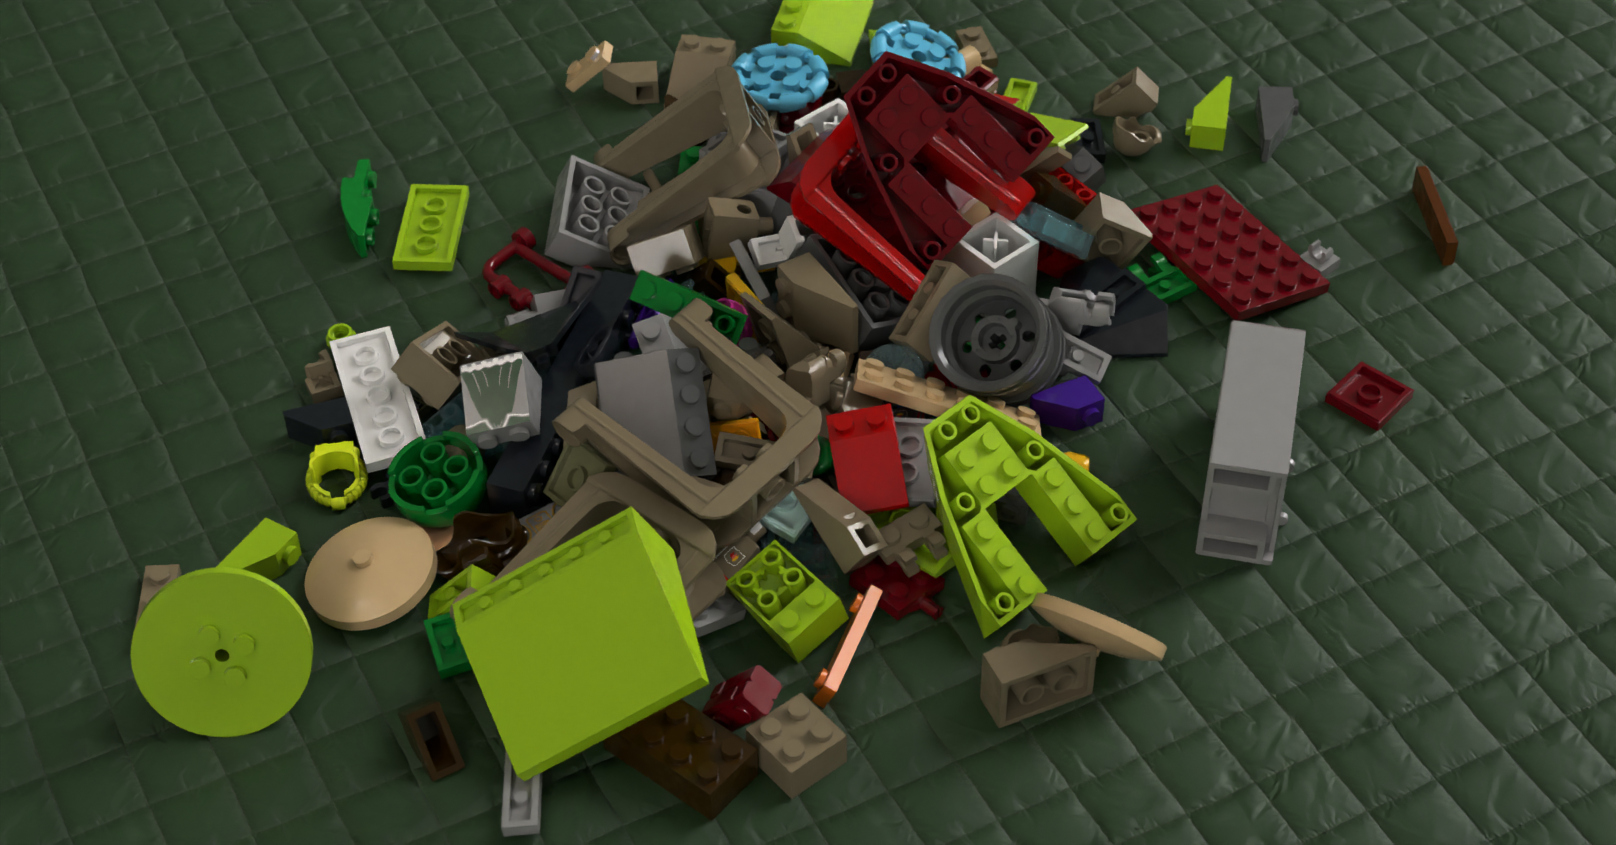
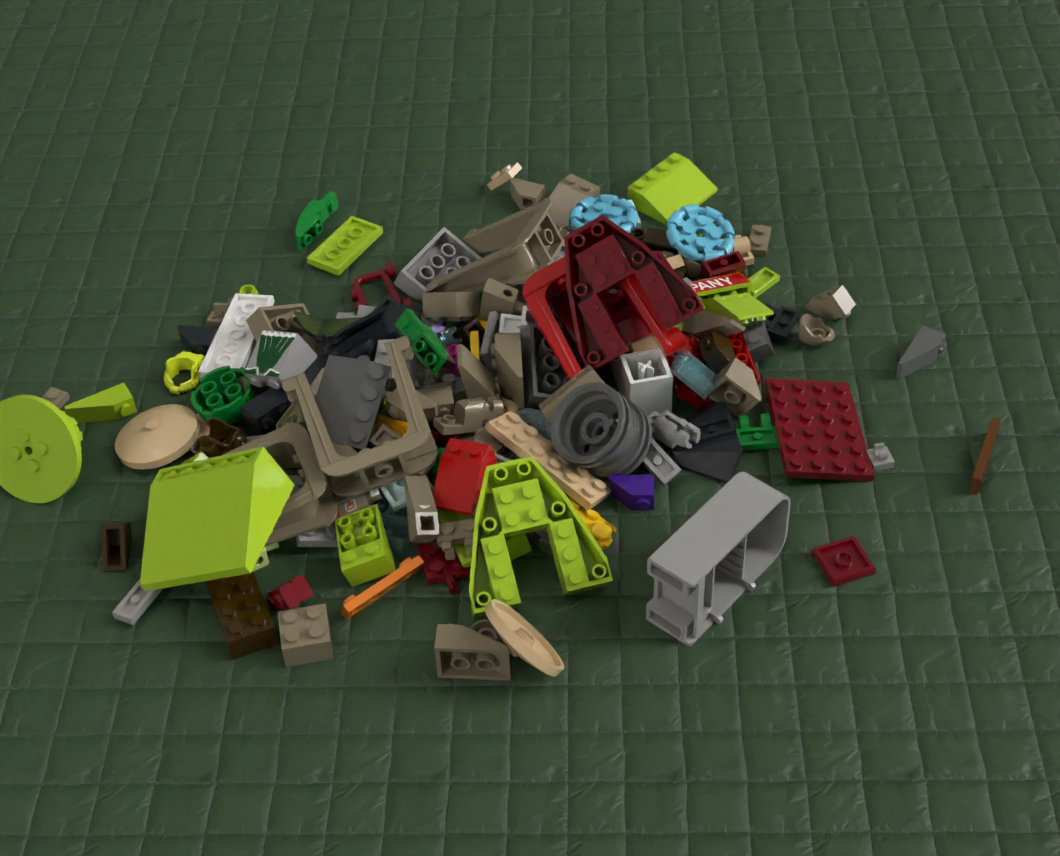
camera: 30 degrees right, 0 degrees up
(1210, 118) = (878, 336): lime slope -> none

